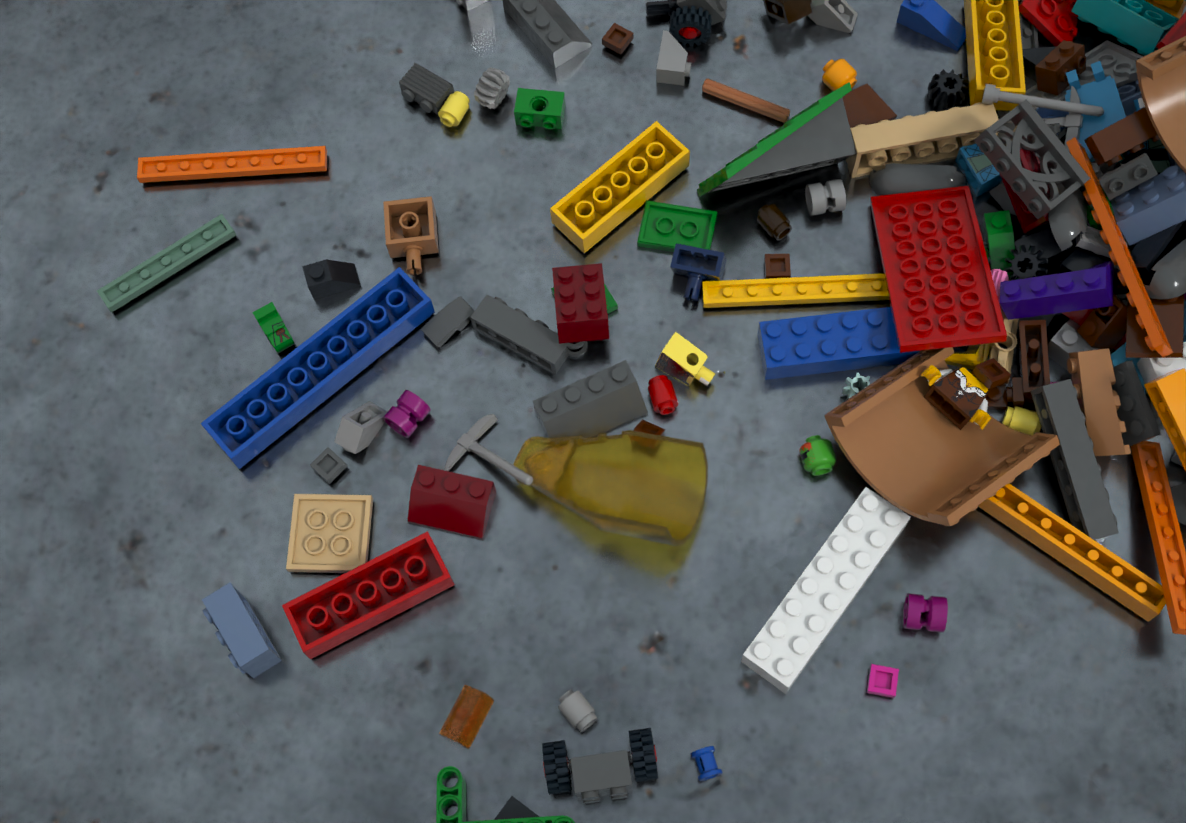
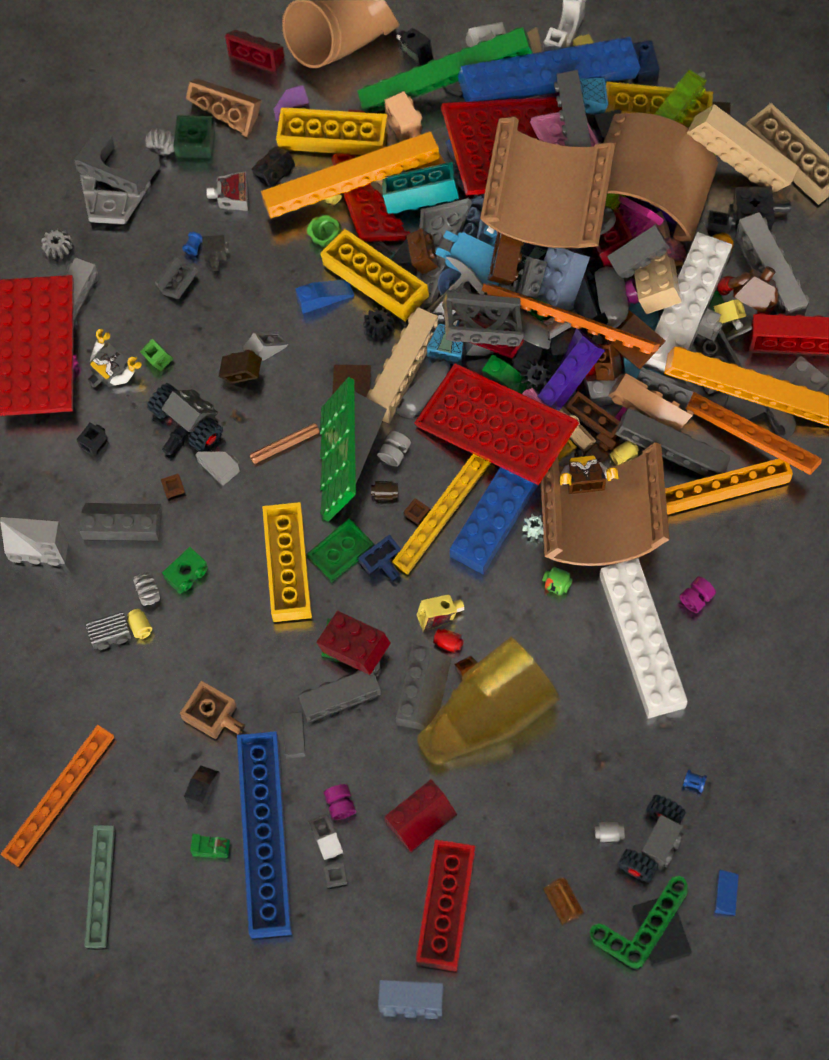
camera: 55 degrees left, 0 degrees up
(329, 533) = (383, 904): tan plate -> none
(468, 443) = (386, 778): light grey piece -> none
(838, 74) = (316, 376): light orange head -> none
(882, 681) = (718, 648): dark pink plate -> none
(991, 373) = (586, 446): reddish brown plate -> none
(993, 94) = (415, 303): light grey piece -> none

